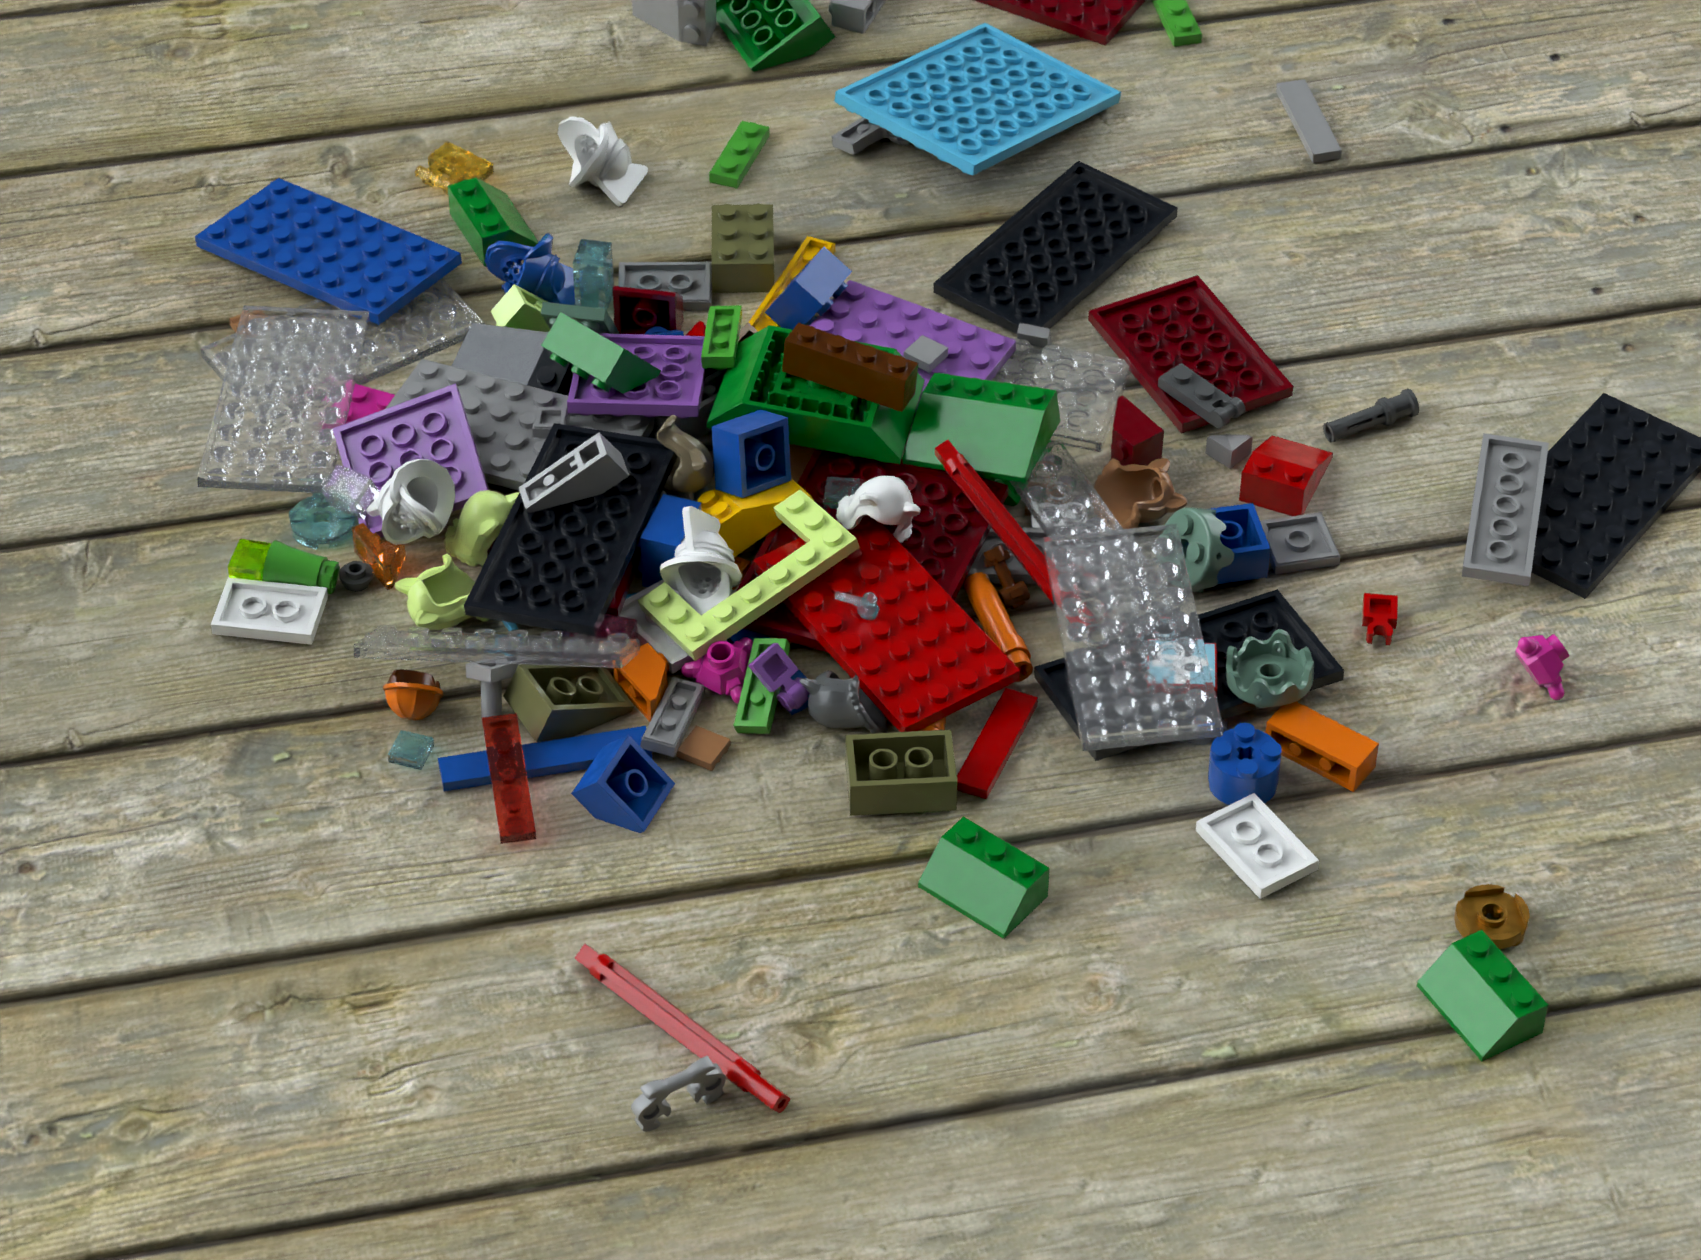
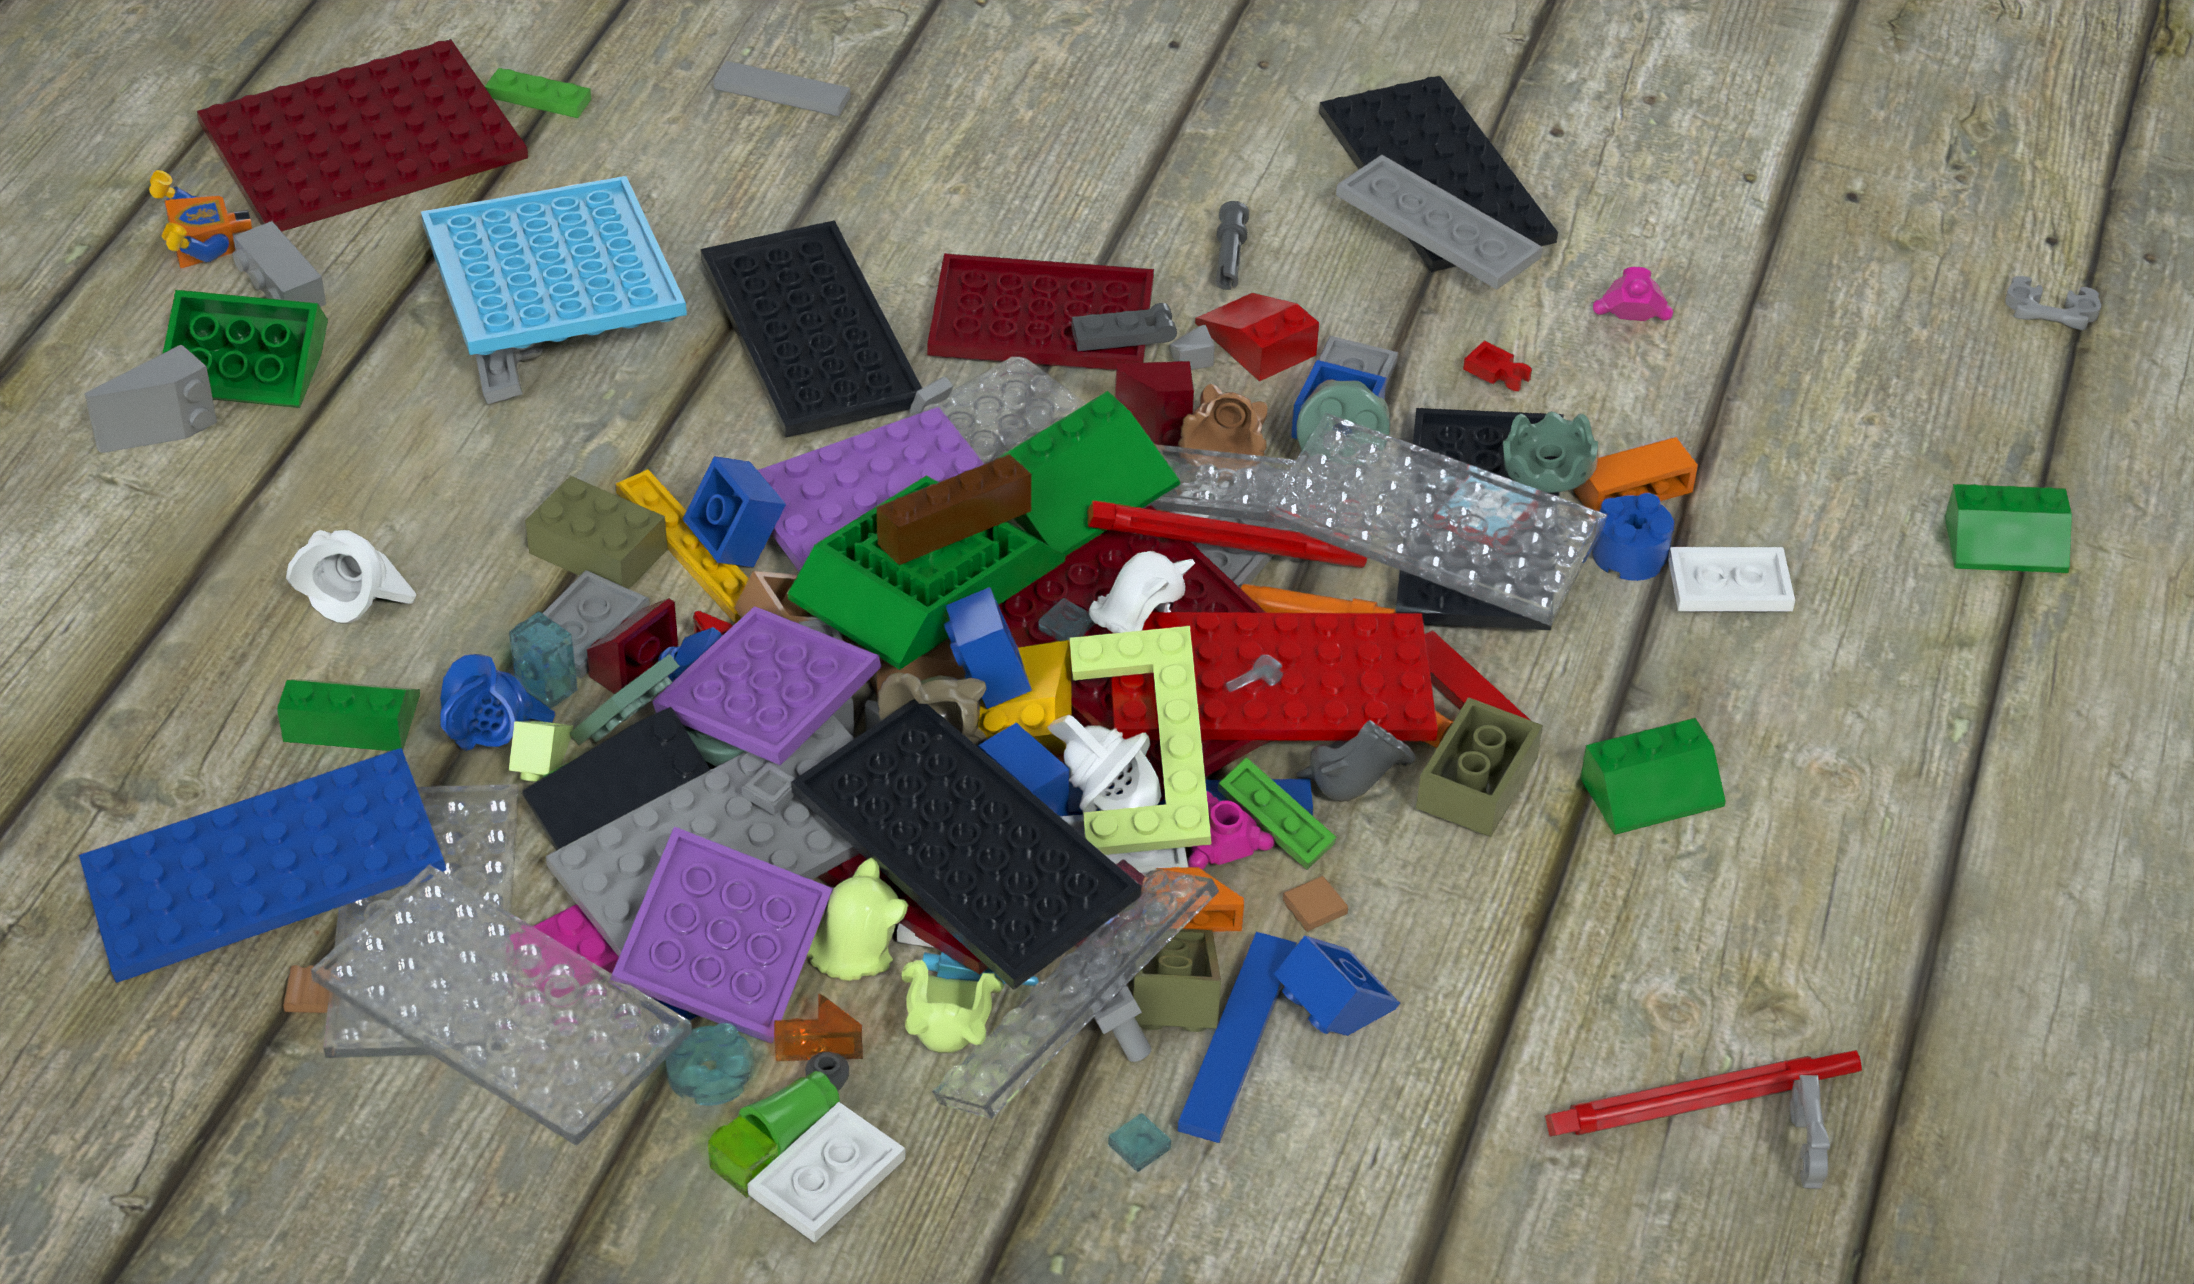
camera: 60 degrees left, 0 degrees up
(349, 491) = (722, 1007): clear brick -> none
(412, 694) = (1073, 1099): orange piece -> none
(415, 501) = (798, 957): white helmet -> none
(455, 163) = (222, 693): clear yellow plate -> none
(508, 778) = (1265, 1070): clear red plate -> none
(576, 476) = (914, 795): light grey slope -> none
(596, 356) = (736, 695): slope -> none
(673, 717) = (1267, 906): light grey tile -> none
(721, 337) = (775, 594): bright green plate -> none
(739, 154) = (429, 475): bright green plate -> none
(774, 671) = (1294, 788): medium lavender plate -> none
(926, 353) = (913, 467): light grey tile -> none
(1013, 593) = (1243, 562): reddish brown bar -> none
(1490, 898) = (1897, 487): pearl gold plate -> none

